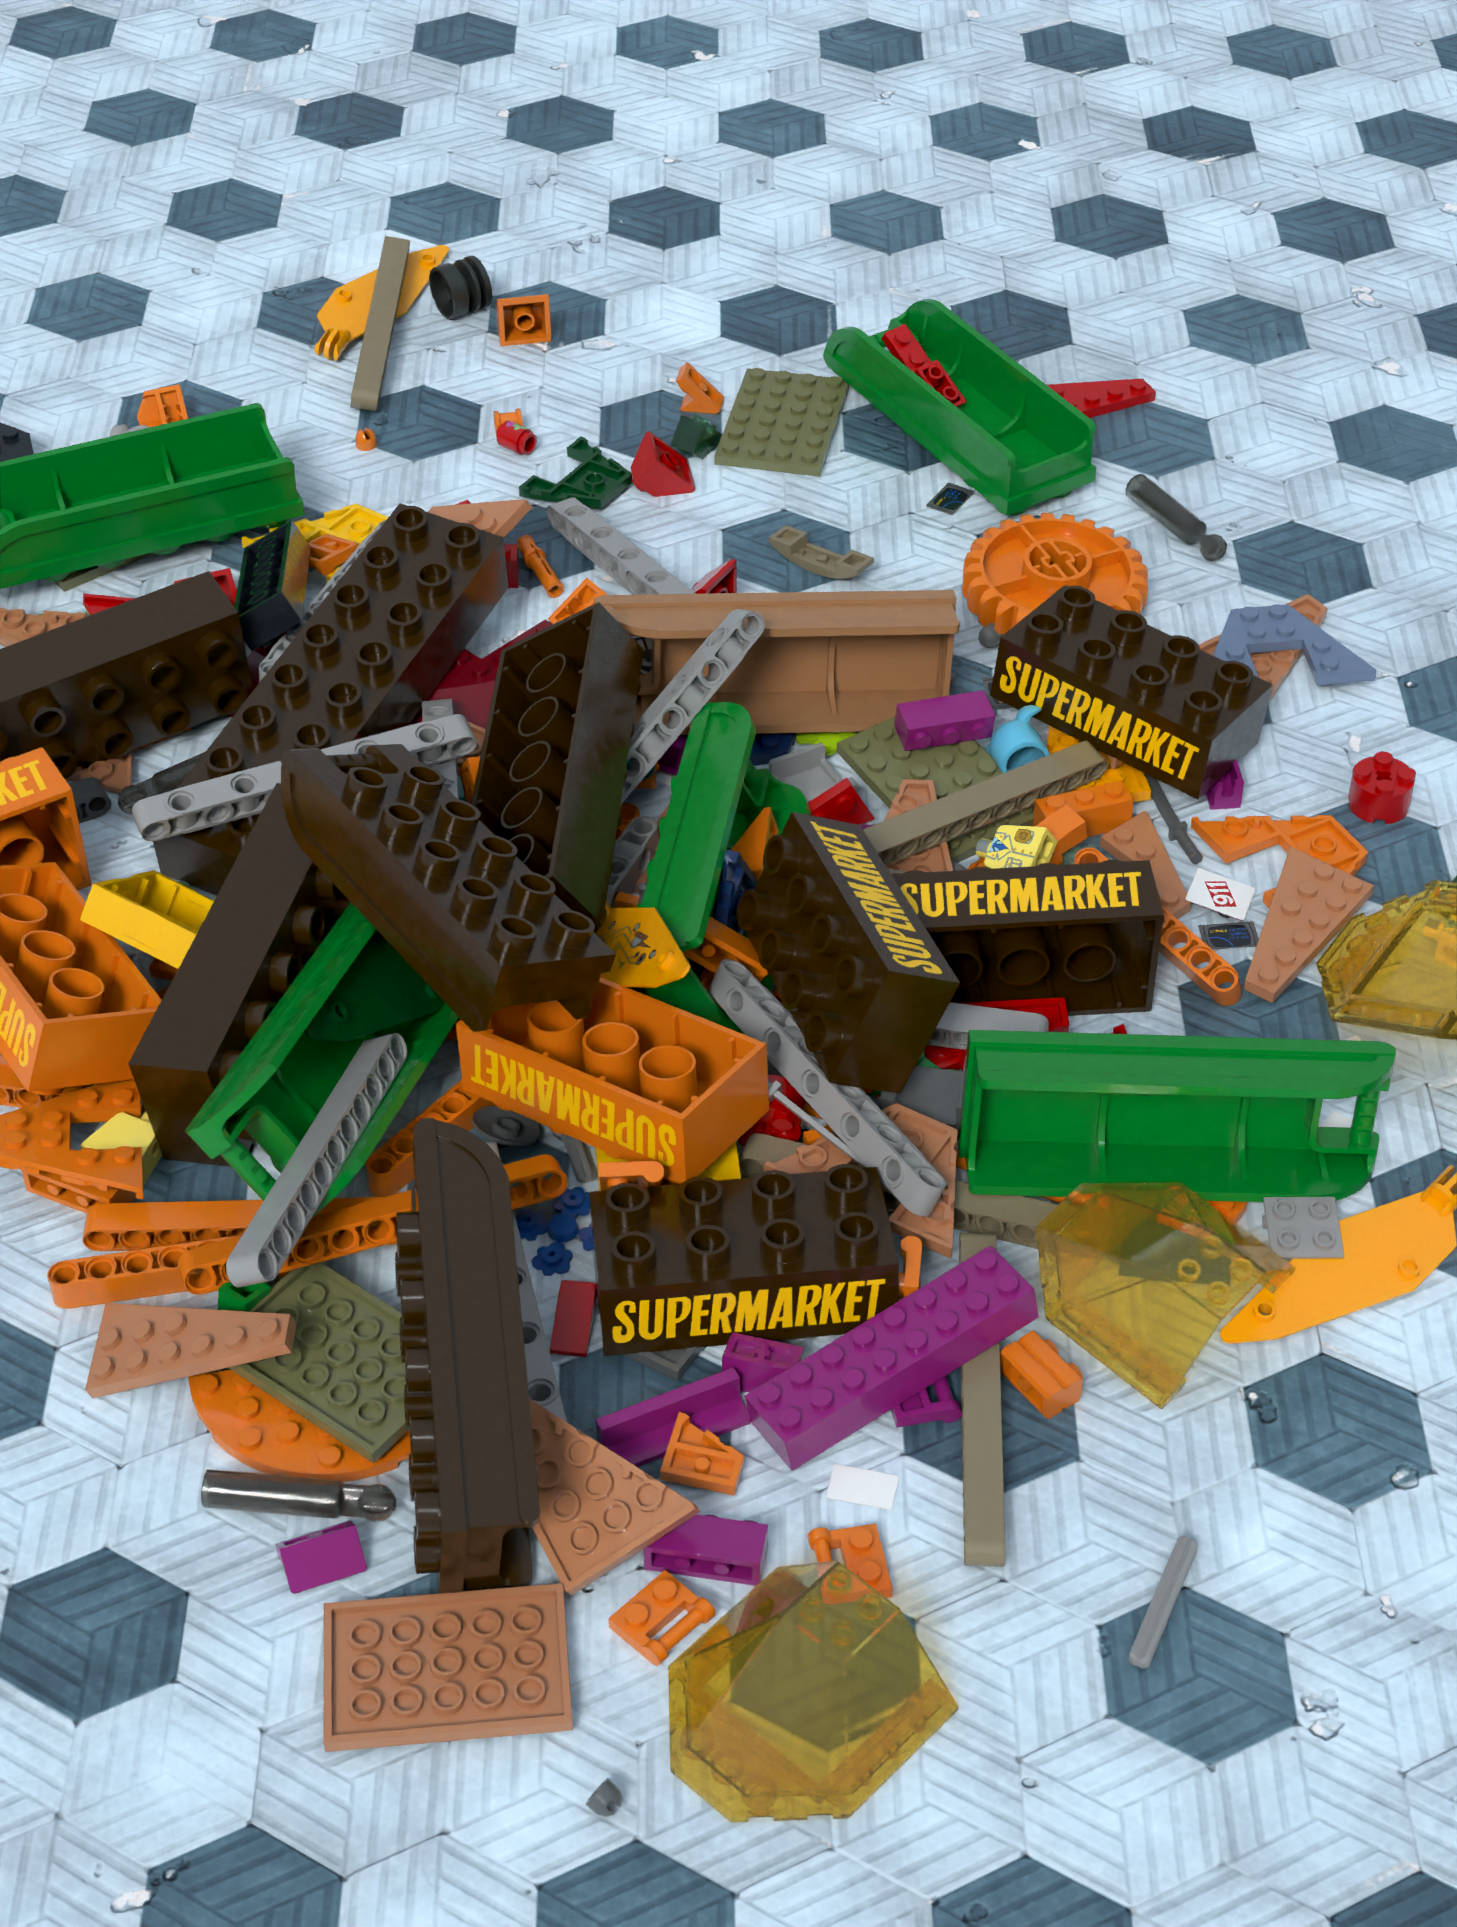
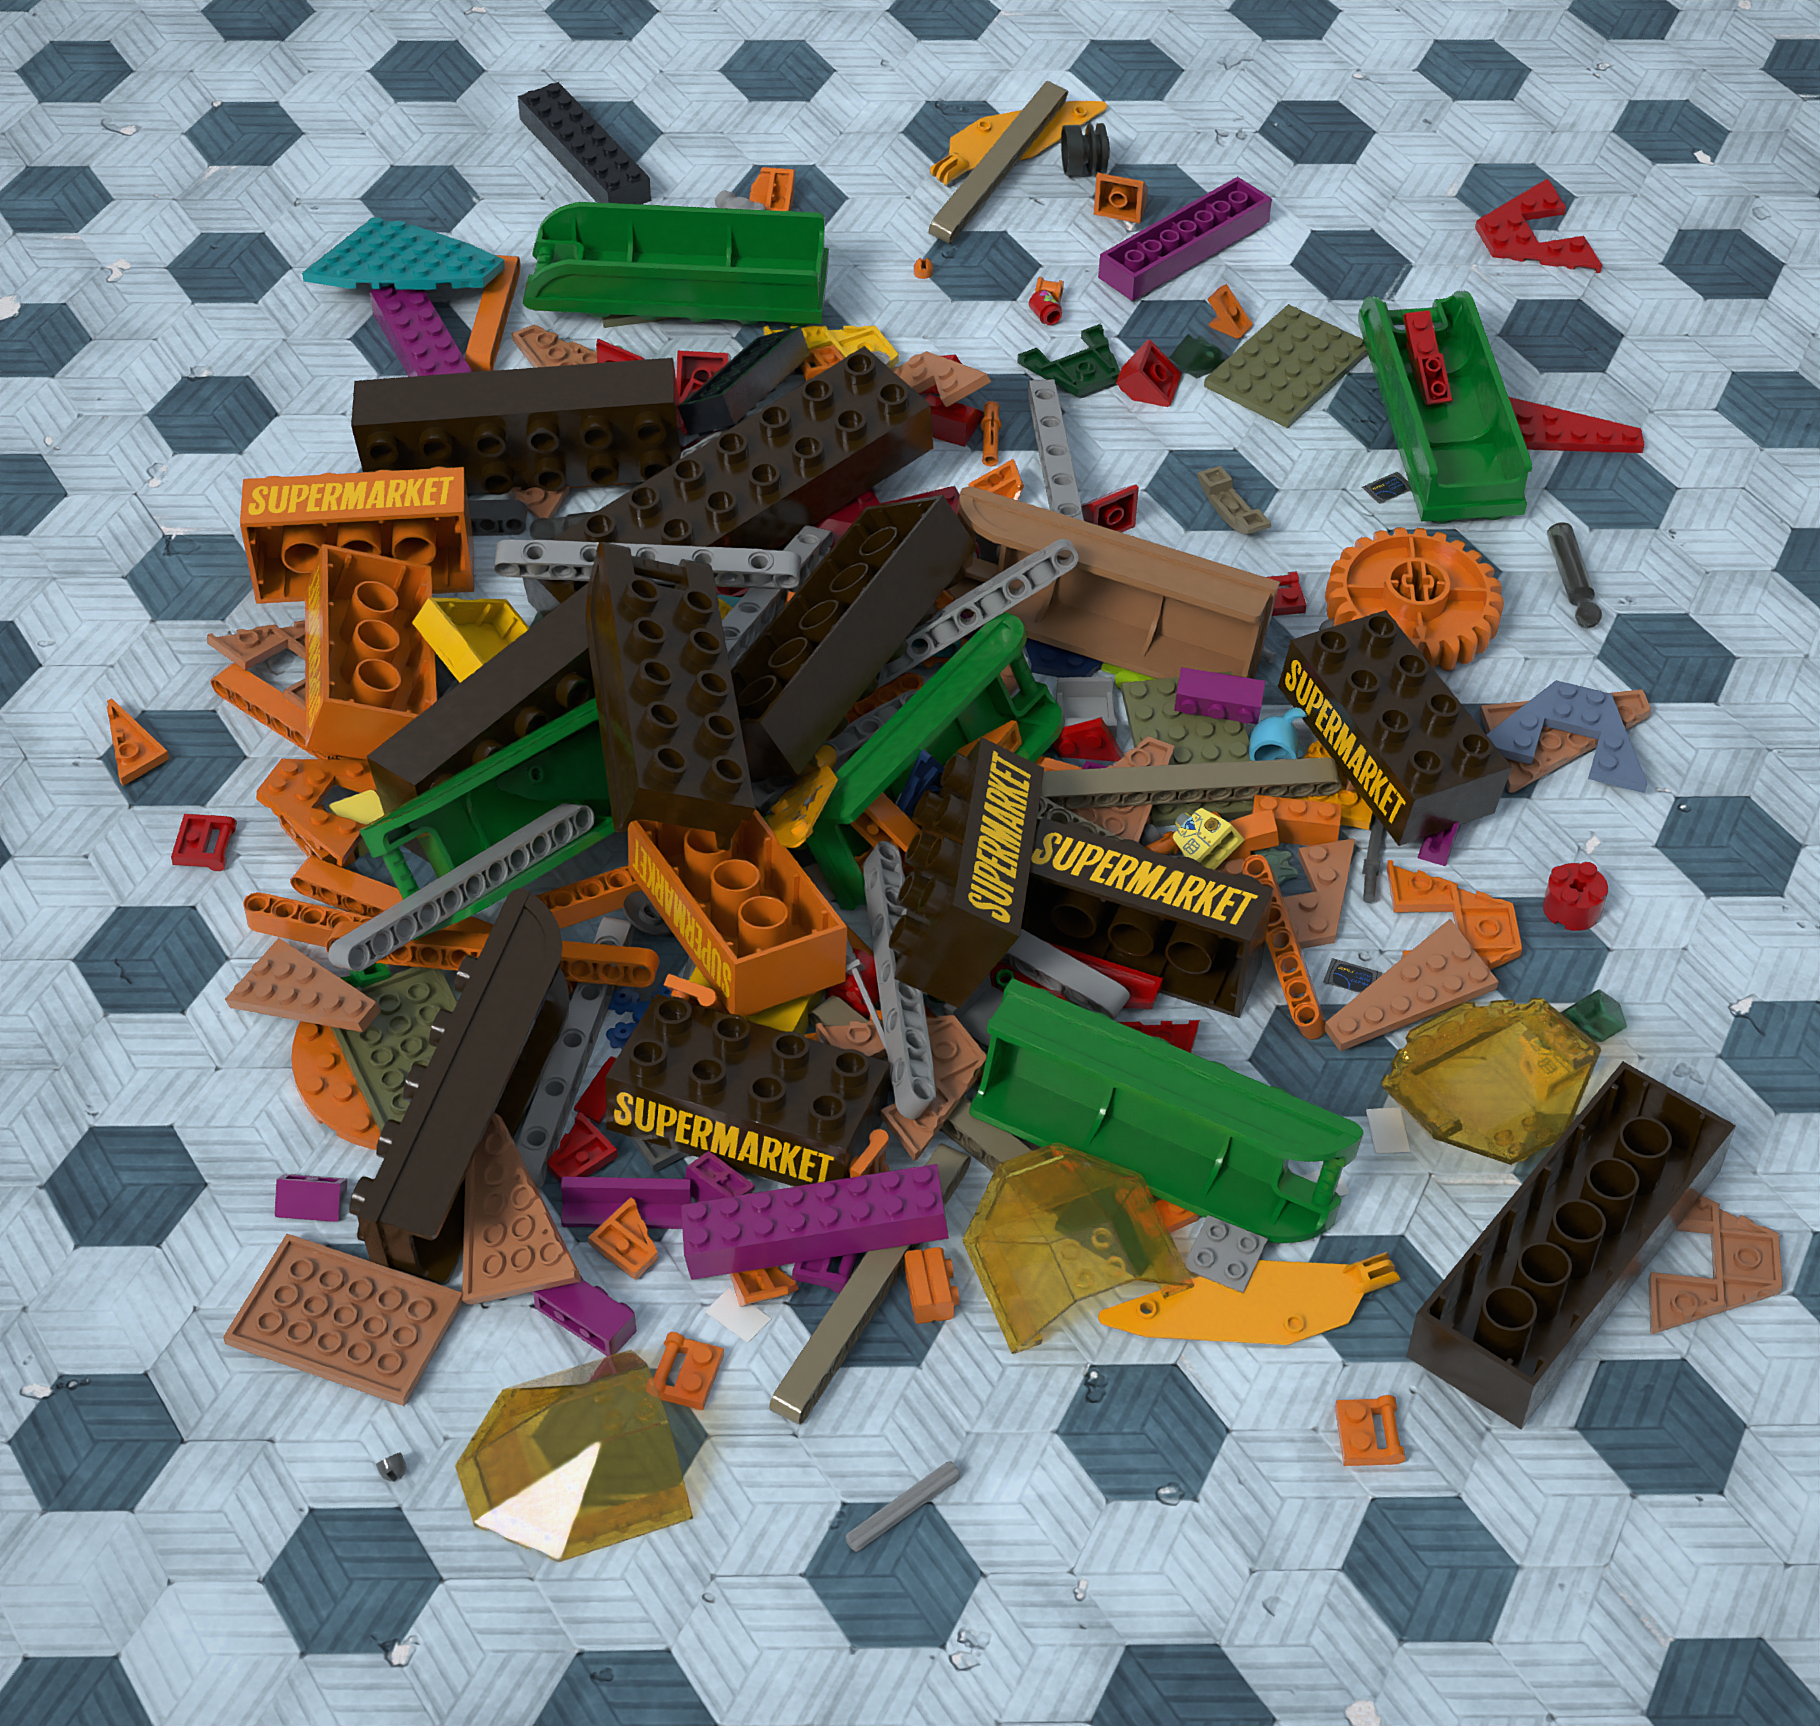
camera: 25 degrees right, 5 degrees up
(295, 1496) = (312, 1139): clear smoke piece -> none
(591, 1389) = (581, 1151): none -> red wing
(610, 339) = (1184, 238): none -> magenta brick
(654, 1609) = (519, 1342): orange plate -> none
(869, 1447) = (762, 1285): none -> orange slope
(908, 256) = (1510, 236): none -> red wing
(1220, 894) = (1368, 937): white sticker -> none

